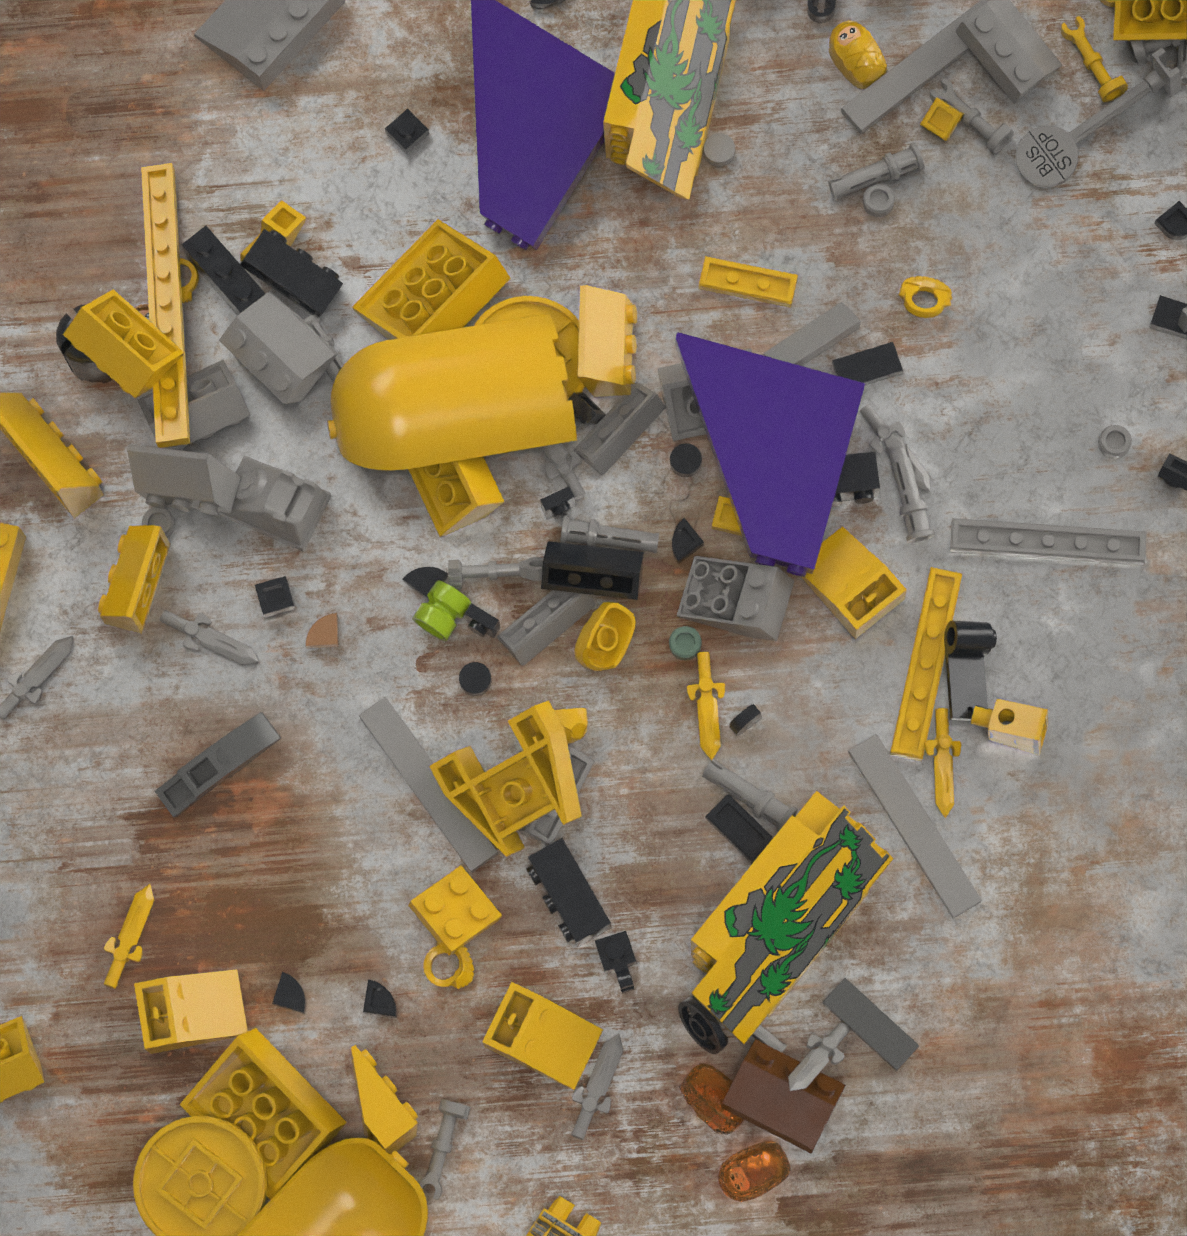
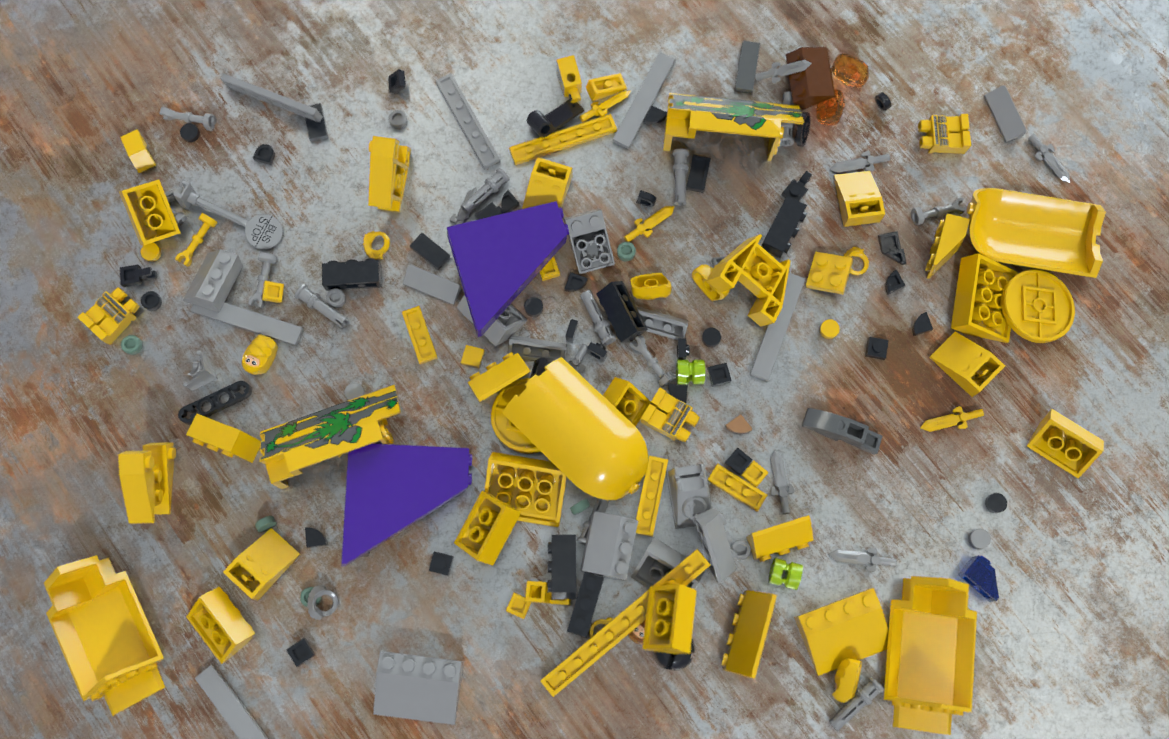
camera: 130 degrees left, 0 degrees up
(85, 554) = (792, 575): none -> lime wheel
(242, 574) = (737, 487): none -> yellow tile
(244, 610) = (754, 474): none -> yellow tile
(287, 191) = (518, 606): none -> yellow tile
(301, 904) = (877, 348): none -> black plate
(309, 449) = (651, 495): none -> yellow plate
(357, 342) = (580, 507): none -> sand green tile
(374, 855) = (829, 329): none -> yellow tile
(400, 543) = (669, 415): none -> yellow hips
(409, 208) = (487, 528): none -> yellow slope
(412, 651) = (719, 374): none -> black plate
(434, 1036) = (891, 247): none -> black slope
(612, 487) = (571, 331): none -> black tile
(664, 333) = (472, 356): none -> yellow tile
(672, 1192) = (883, 101): none -> black tile
(873, 522) = (509, 202): none -> black tile
(879, 823) = (655, 115): none -> black tile
(897, 237) = (352, 274): none -> black brick
(975, 784) = (605, 86): none -> yellow slope
(1014, 361) = (387, 173): none -> yellow wedge

